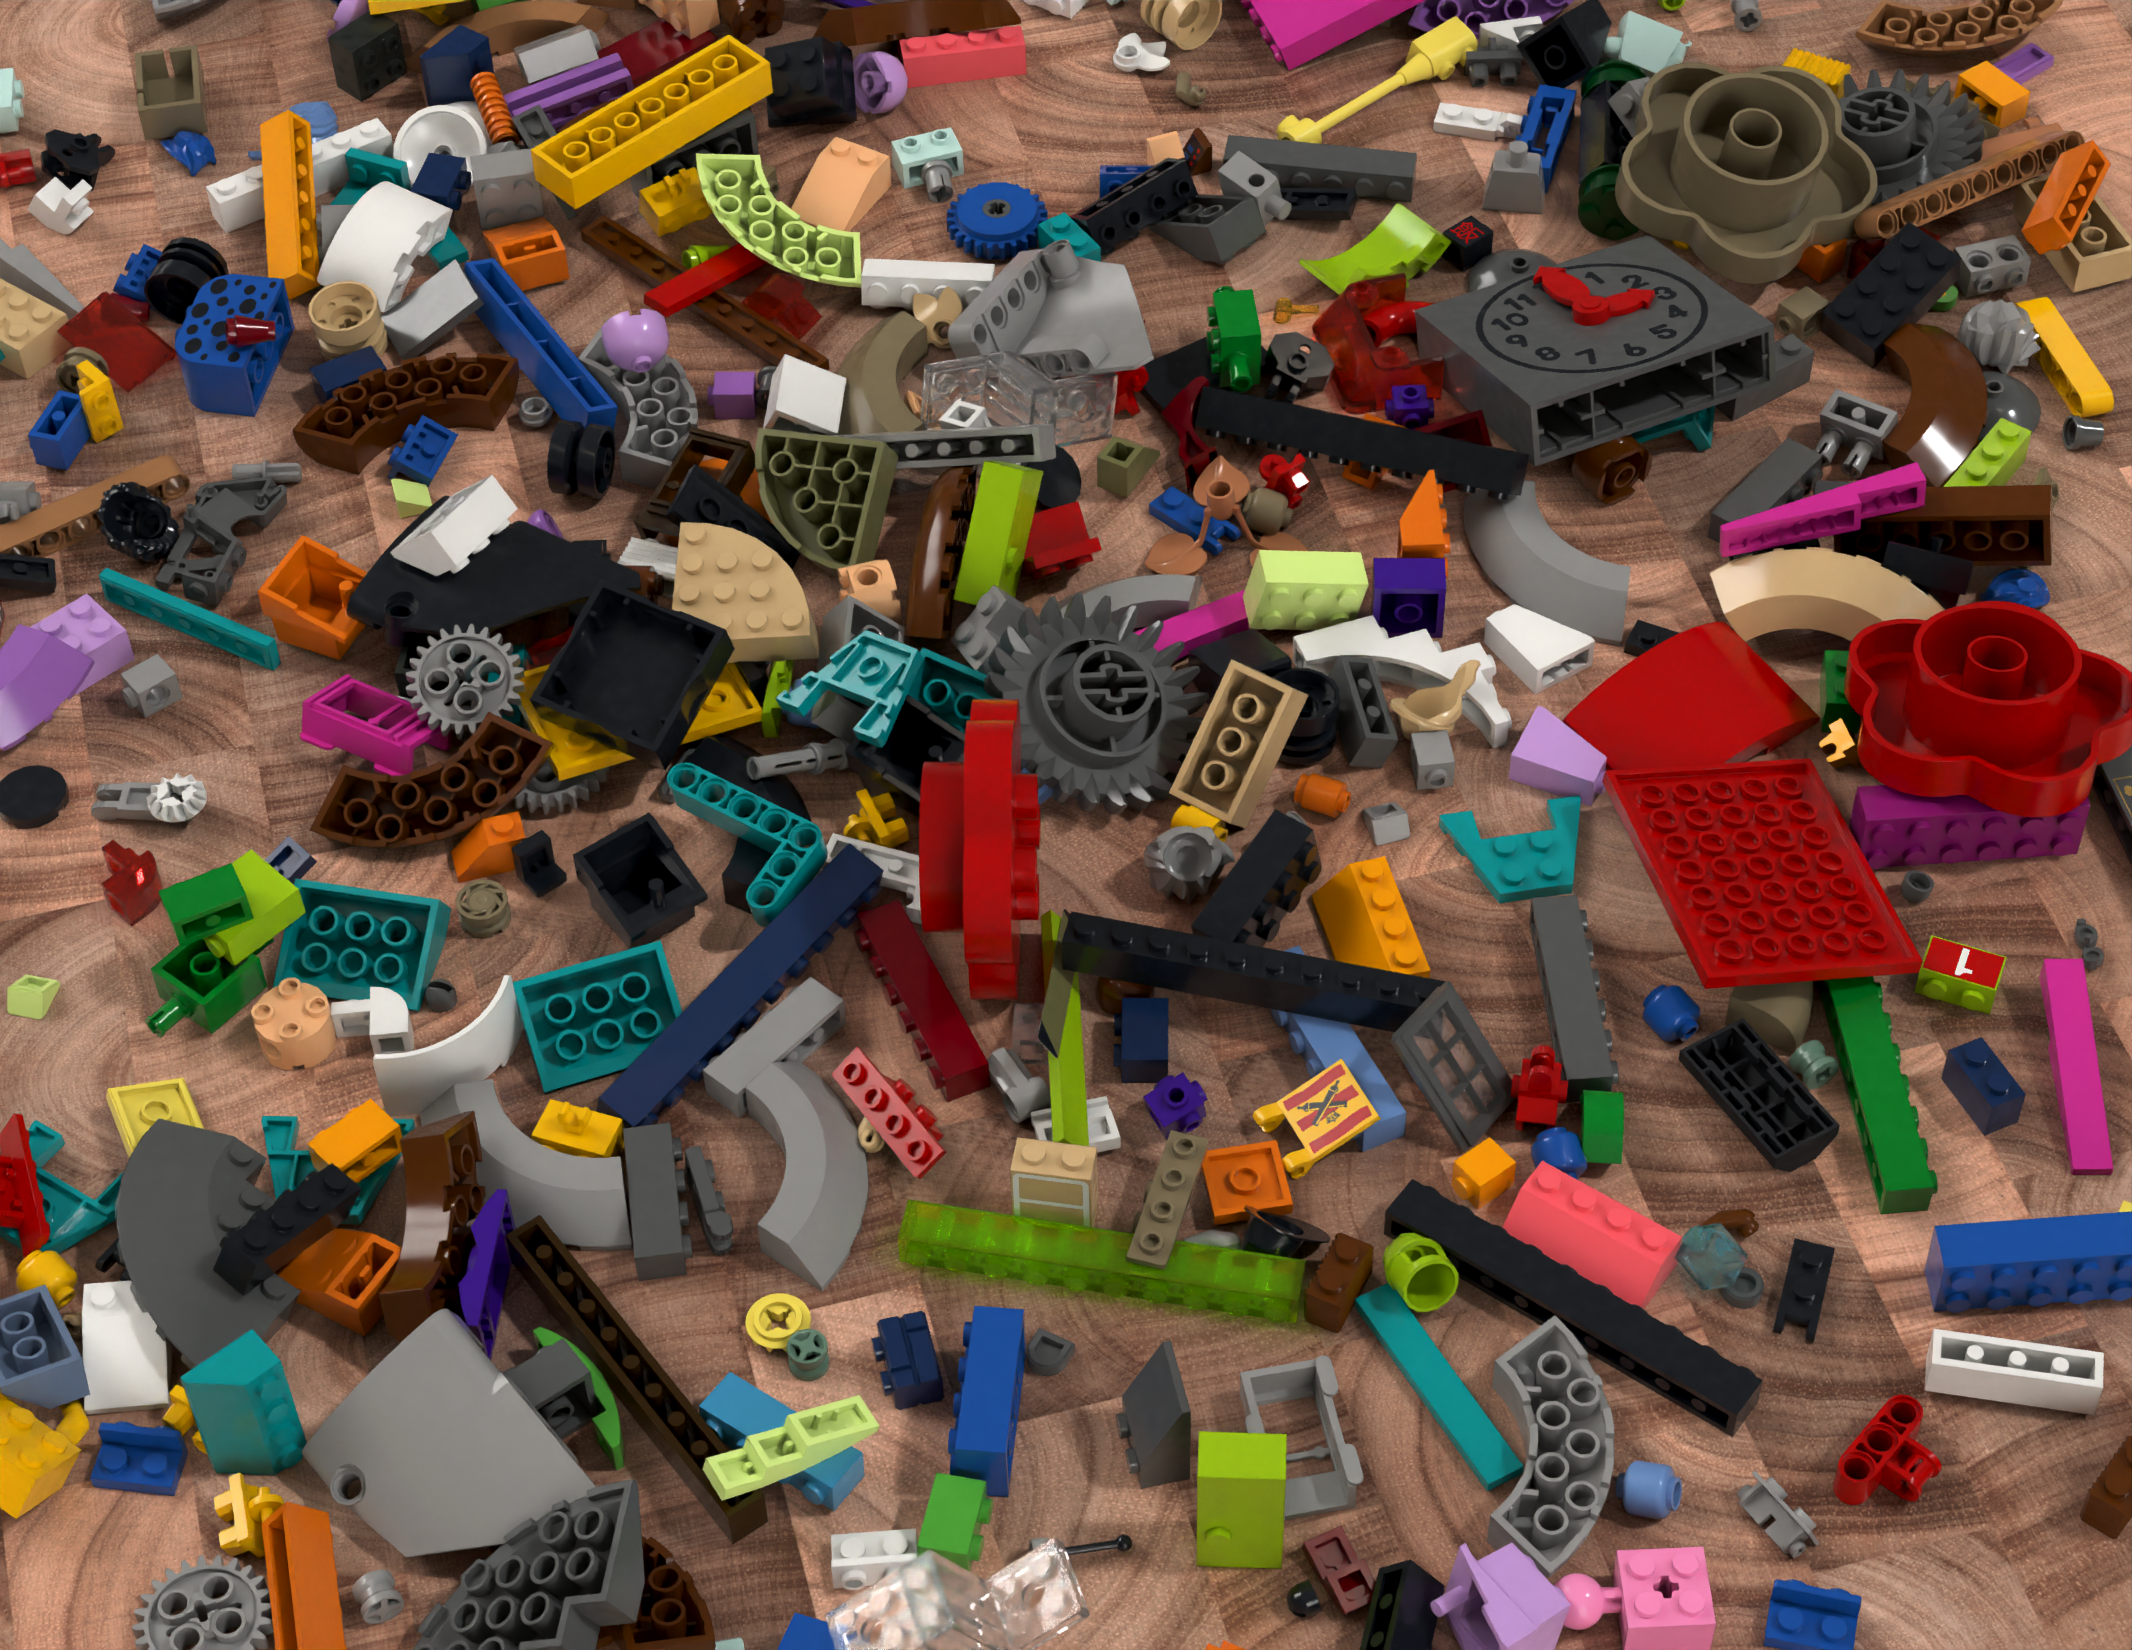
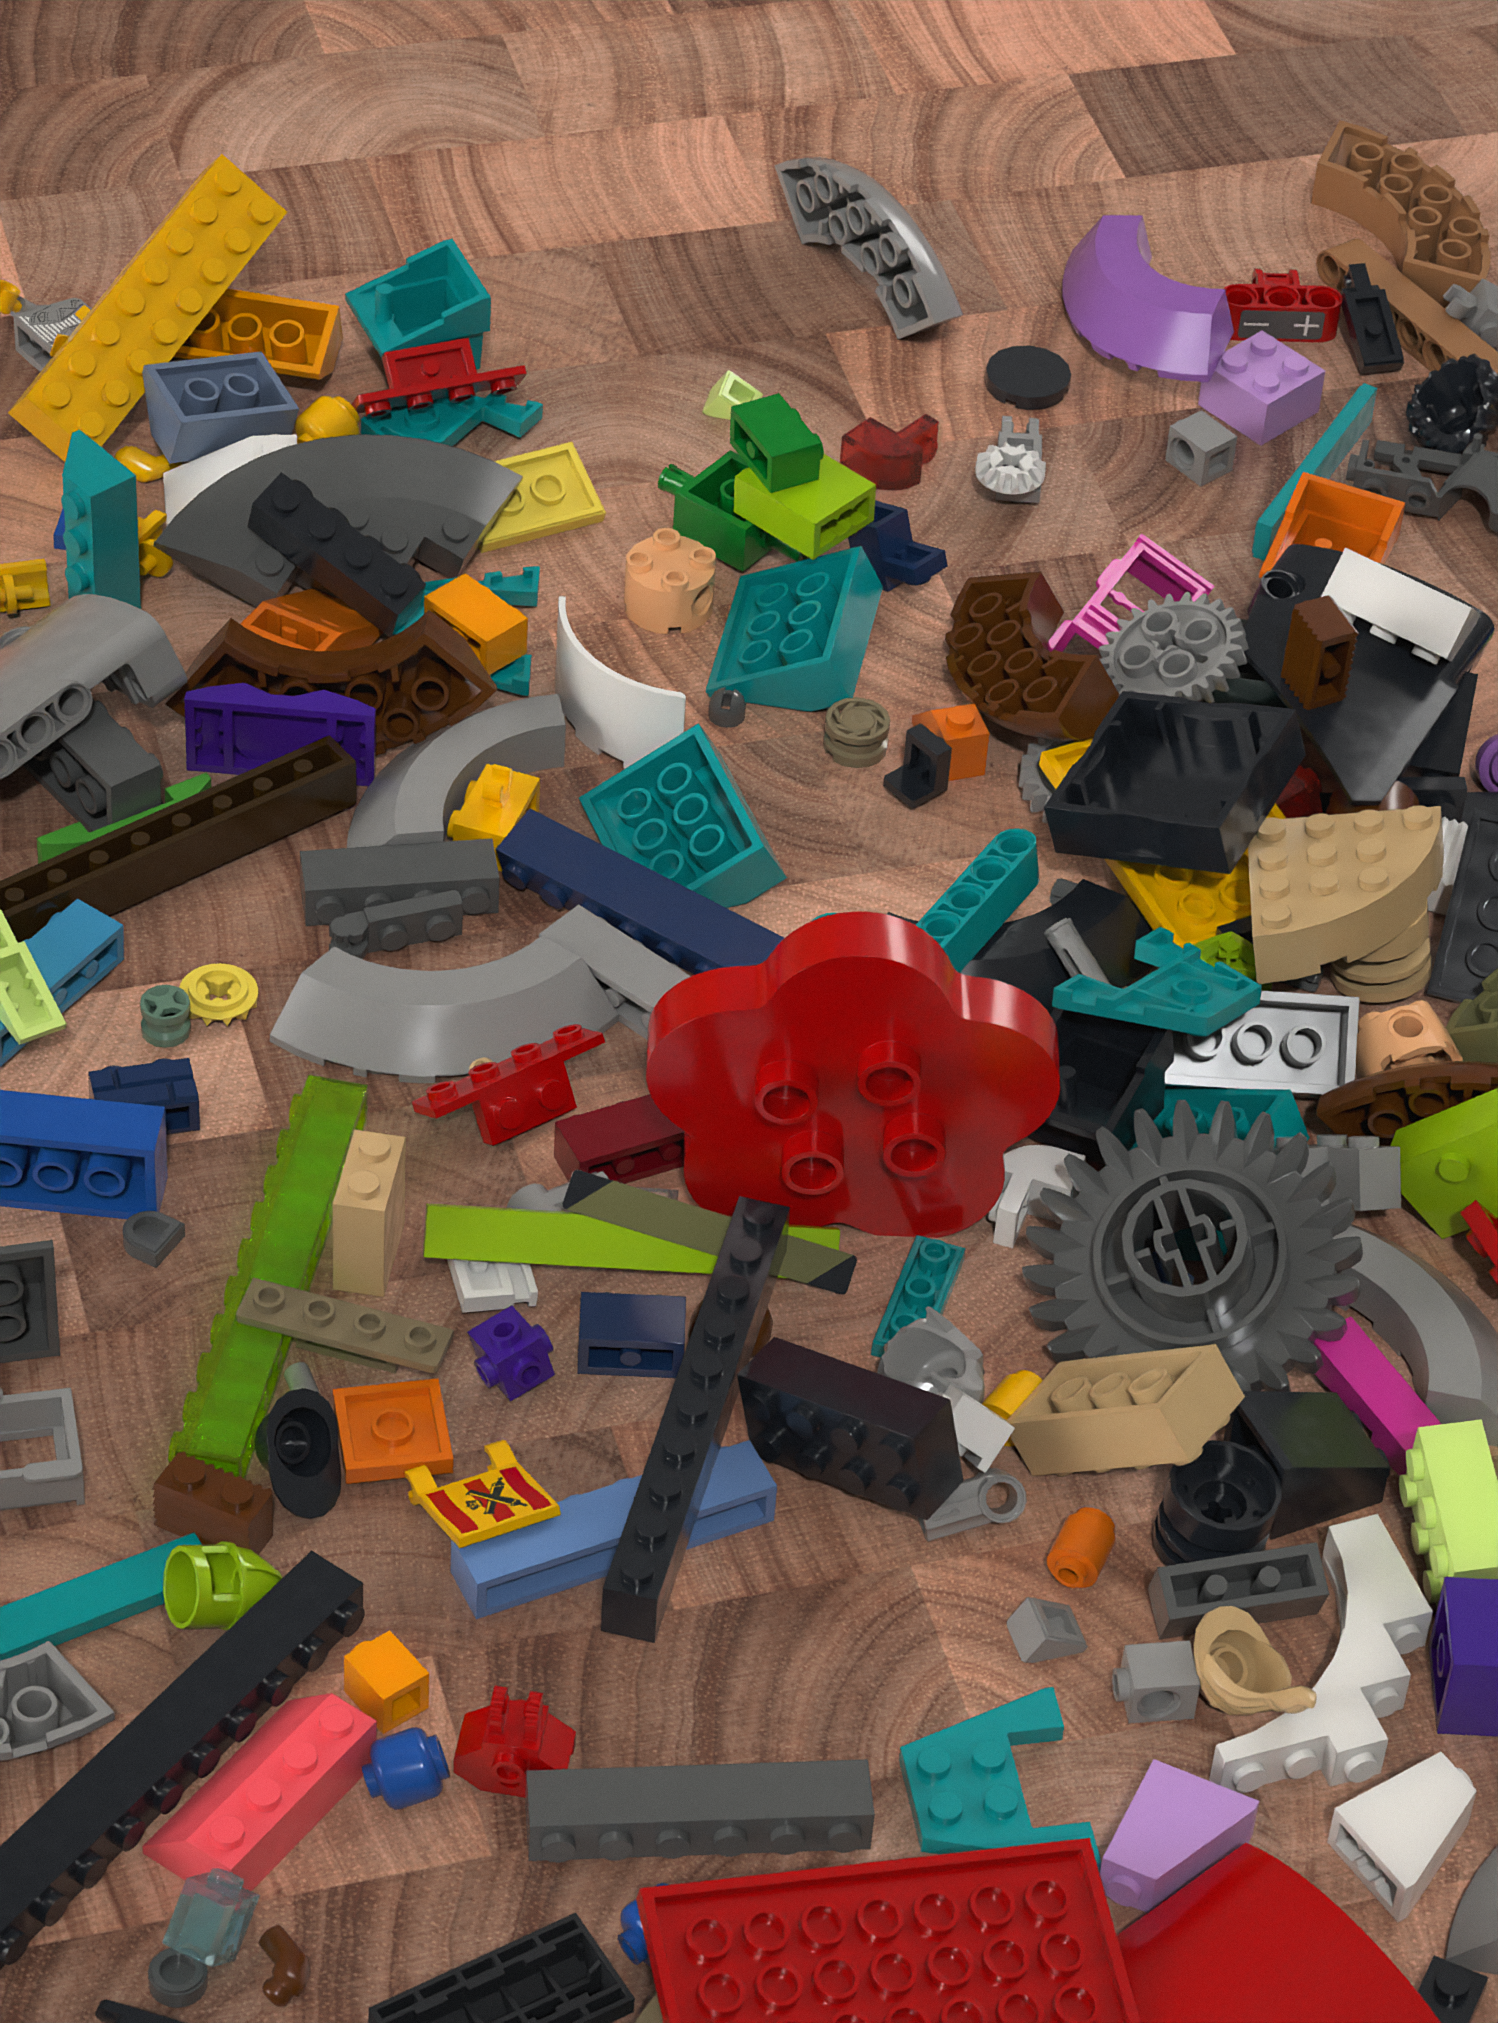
camera: 85 degrees right, 5 degrees down
(381, 1017) = (678, 657): white brick -> none
(521, 569) = (1319, 652): none -> reddish brown brick
(638, 882) = (867, 834): black piece -> none
(1092, 883) = (923, 1283): none -> teal tile
(1239, 832) = (977, 1428): none -> white brick
(1369, 920) = (816, 1598): light orange slope -> none
(1454, 1066) = (536, 1614): dark grey piece -> none
(1602, 1126) = (453, 1808): green brick -> none

